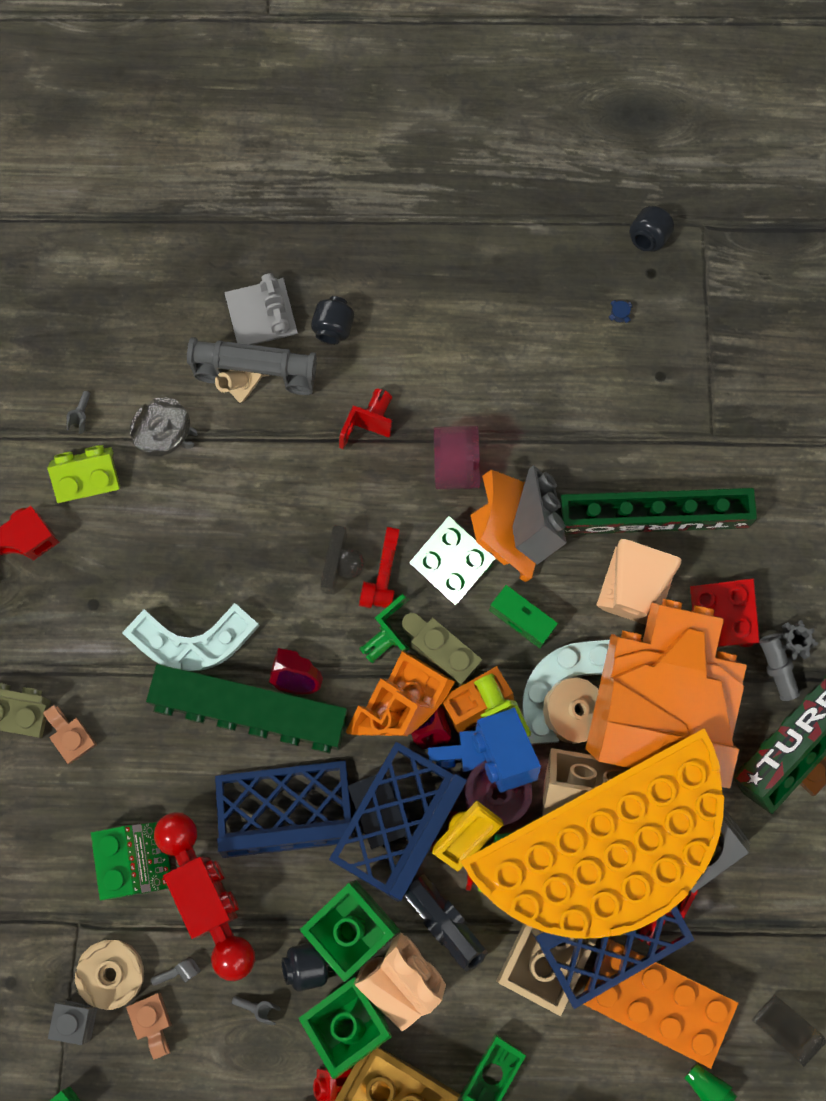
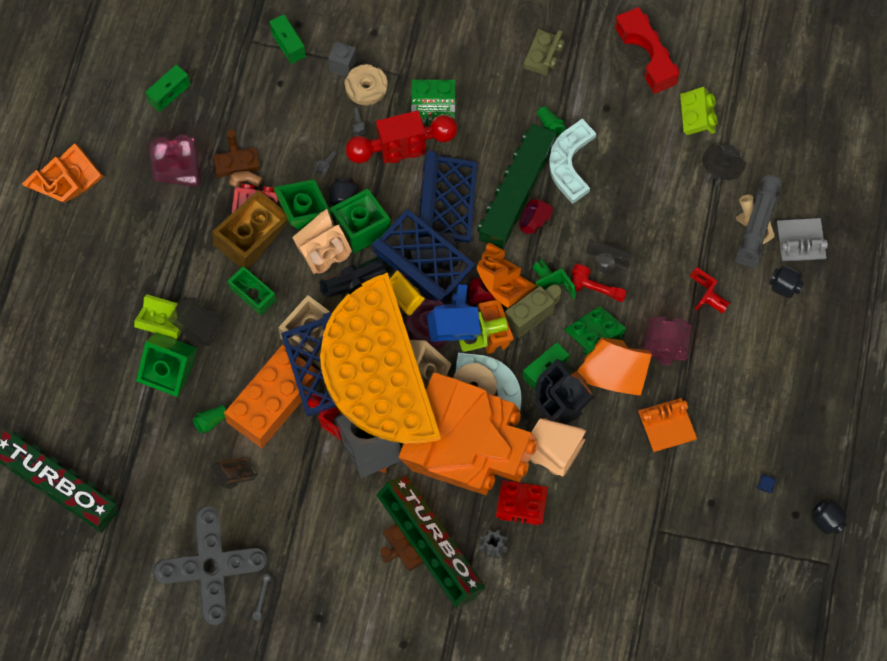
camera: 100 degrees right, 10 degrees down
(71, 738) = (520, 83): nougat plate -> none
(78, 416) = (741, 113): dark grey hand -> none
(132, 679) = (551, 121): none -> green cone
(149, 1020) = (333, 104): nougat plate -> none
(538, 520) = (614, 384): dark grey slope -> none
(565, 586) = (562, 393): none -> black brick
(567, 444) = (667, 424): none -> orange hinge
(658, 511) = (604, 467): dark green brick -> none
(780, 667) = (476, 526): dark grey pin -> none

